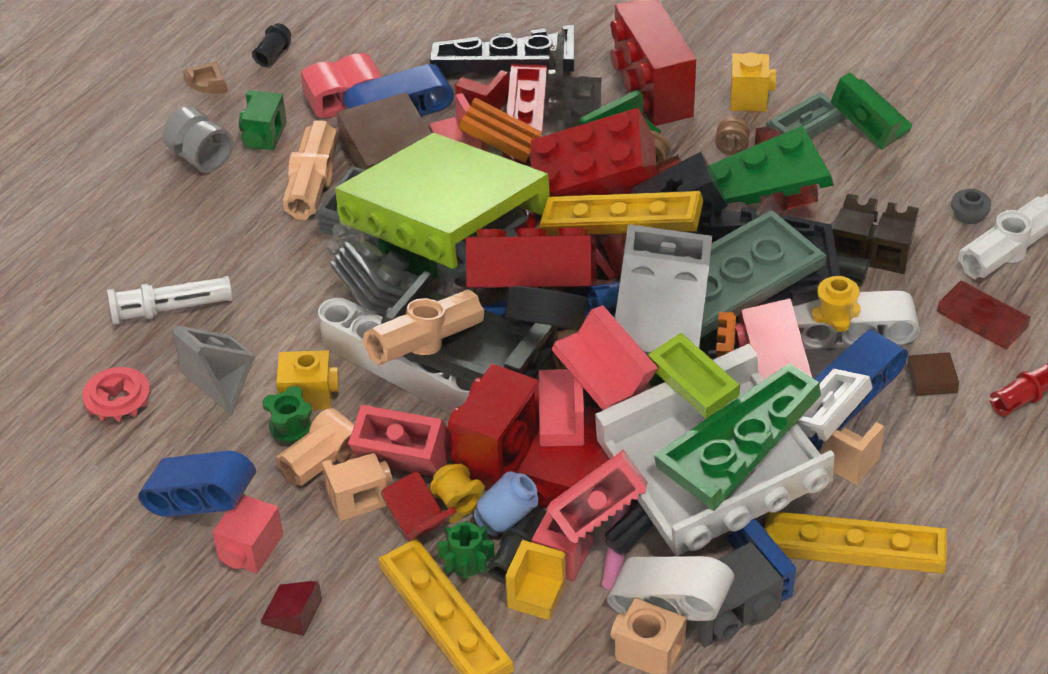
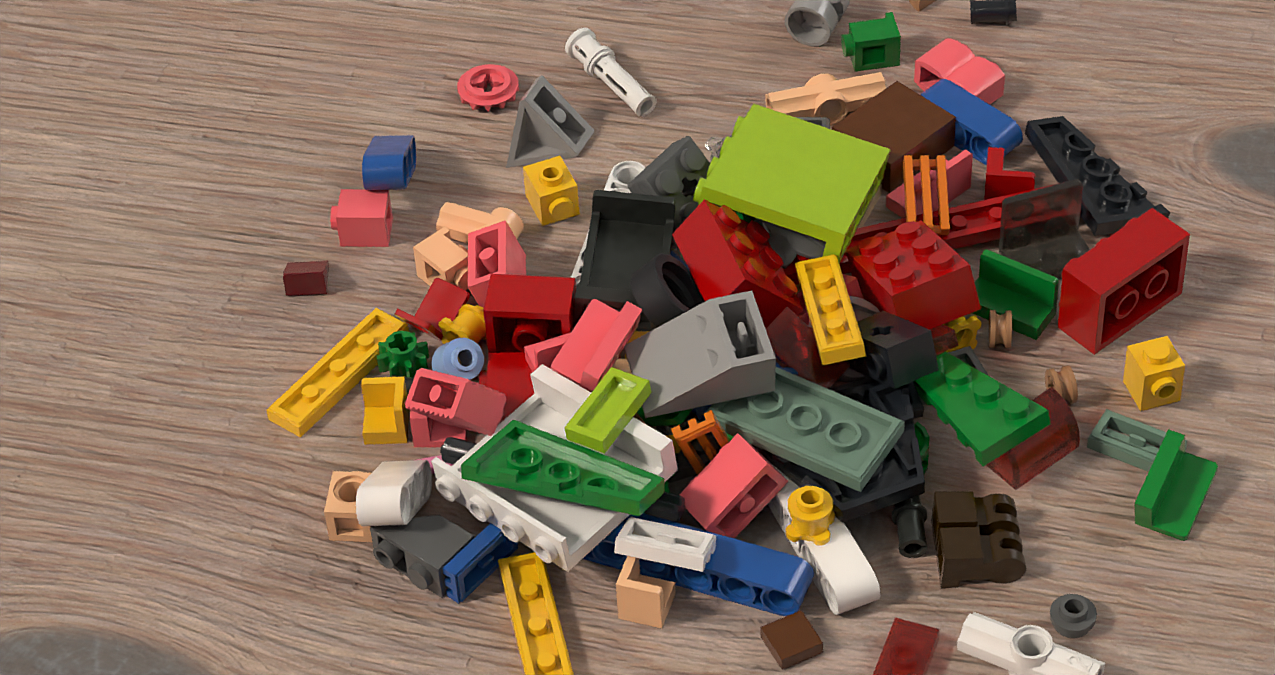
camera: 70 degrees right, 0 degrees up
(289, 415) = (501, 190): green brick -> none
(423, 327) = (601, 220): light nougat piece -> none

